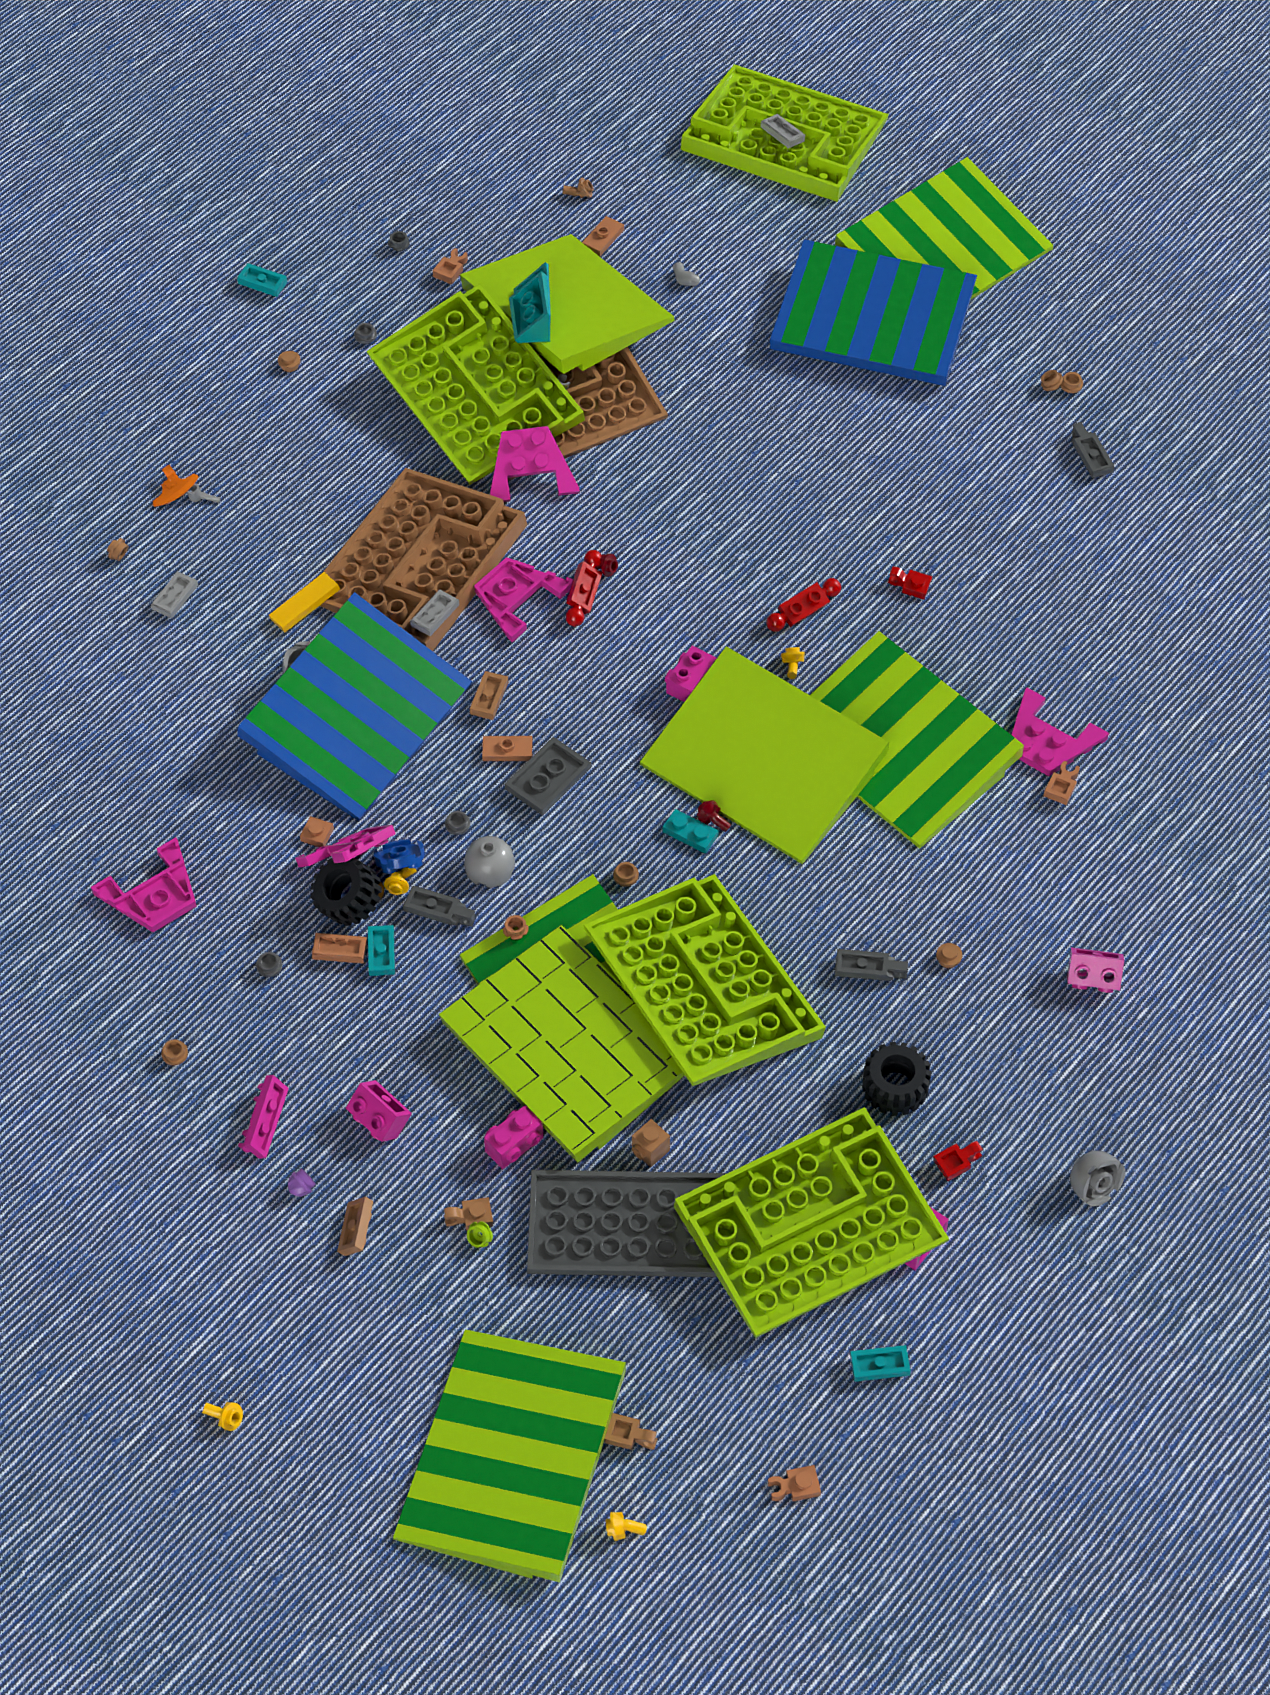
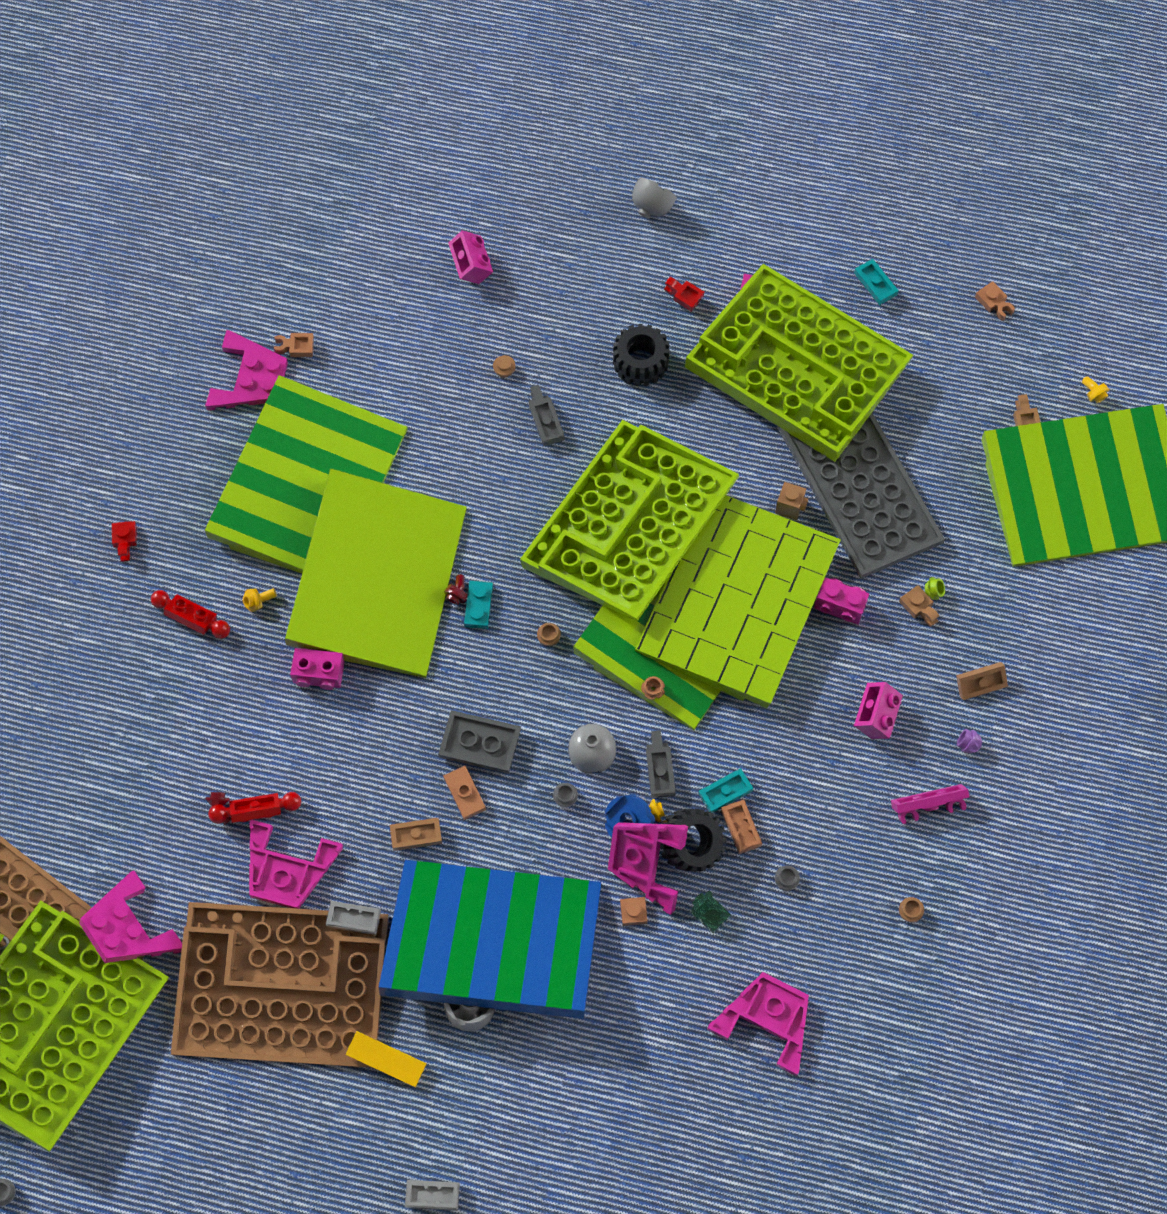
camera: 115 degrees left, 10 degrees up
(276, 886) = (709, 911): none -> clear green bracket

